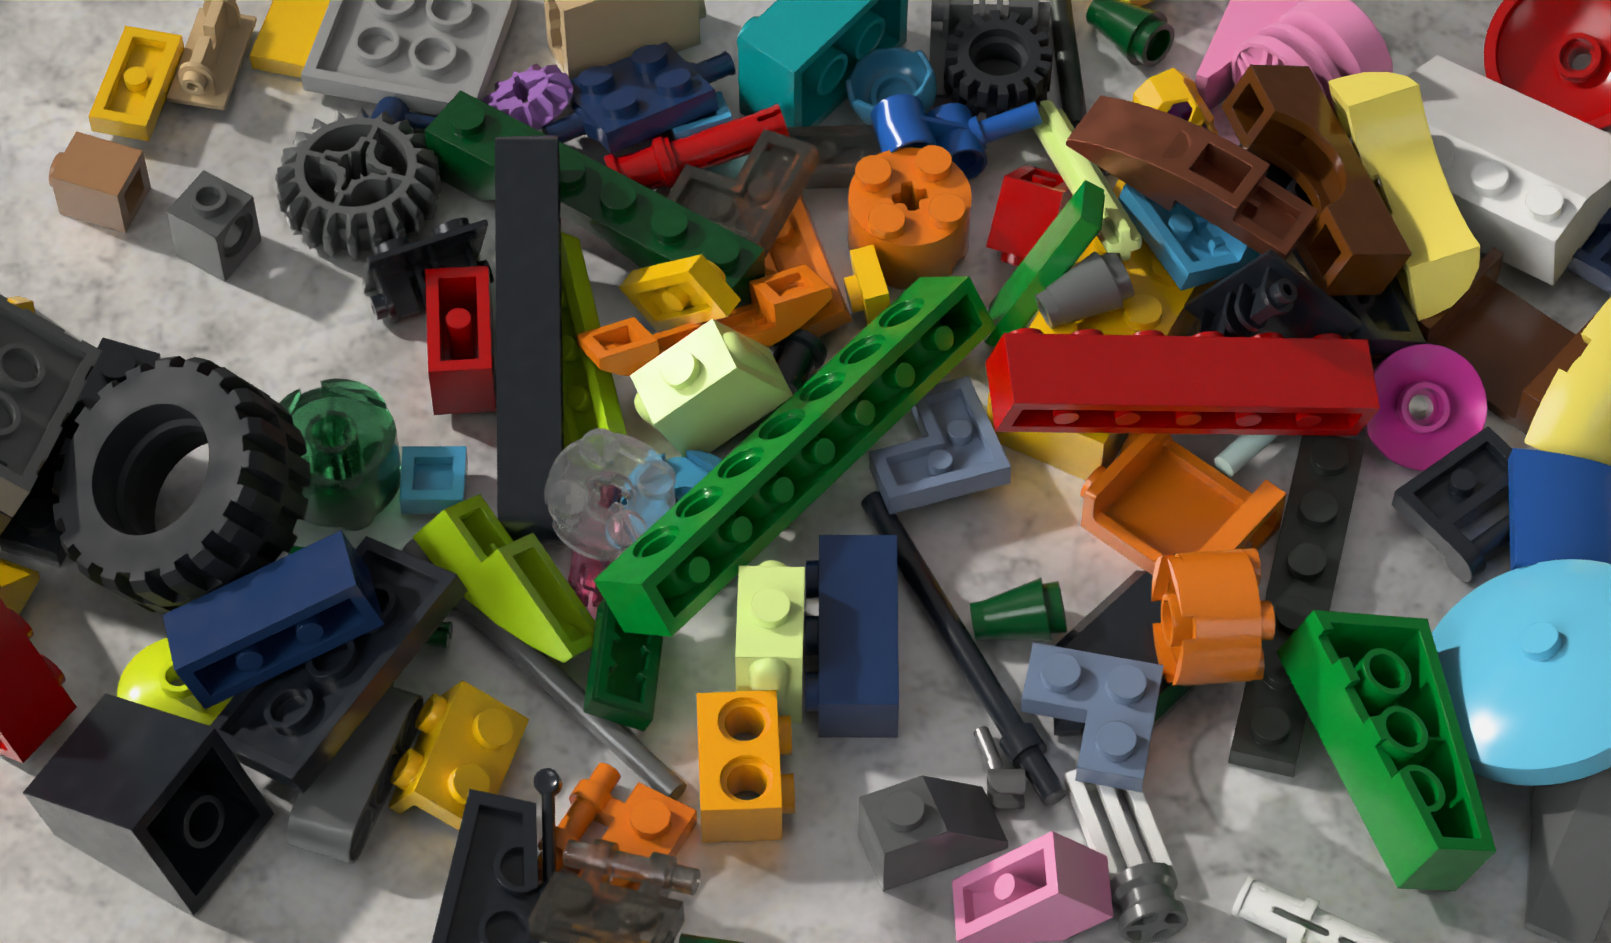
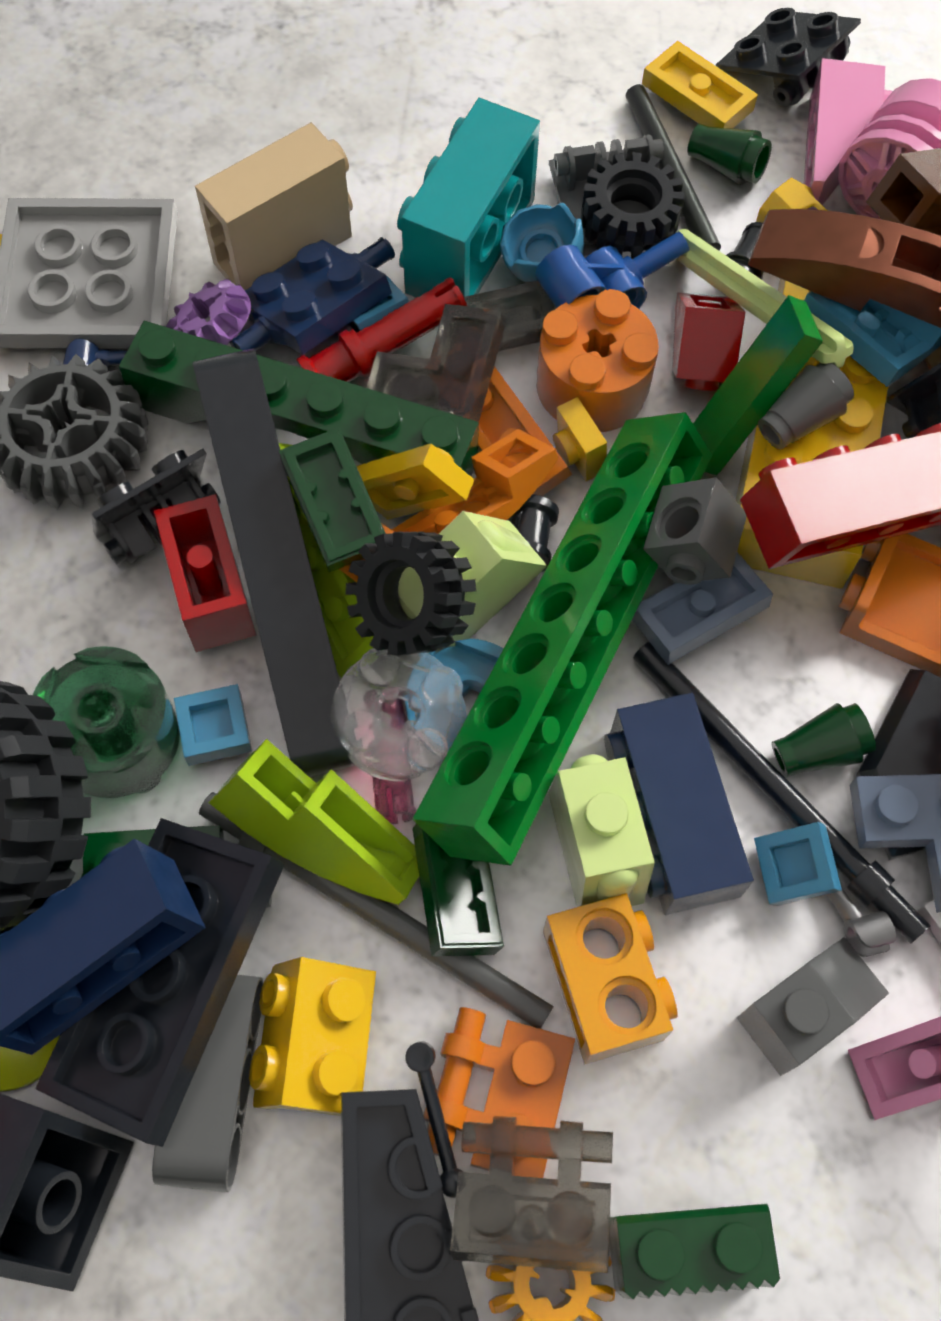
camera: 15 degrees left, 10 degrees up
(596, 288) = (332, 497): none -> dark green plate
(669, 388) = (379, 597): none -> black tyre
(941, 388) = (695, 531): none -> dark grey brick
(954, 710) = (797, 864): none -> dark azure plate

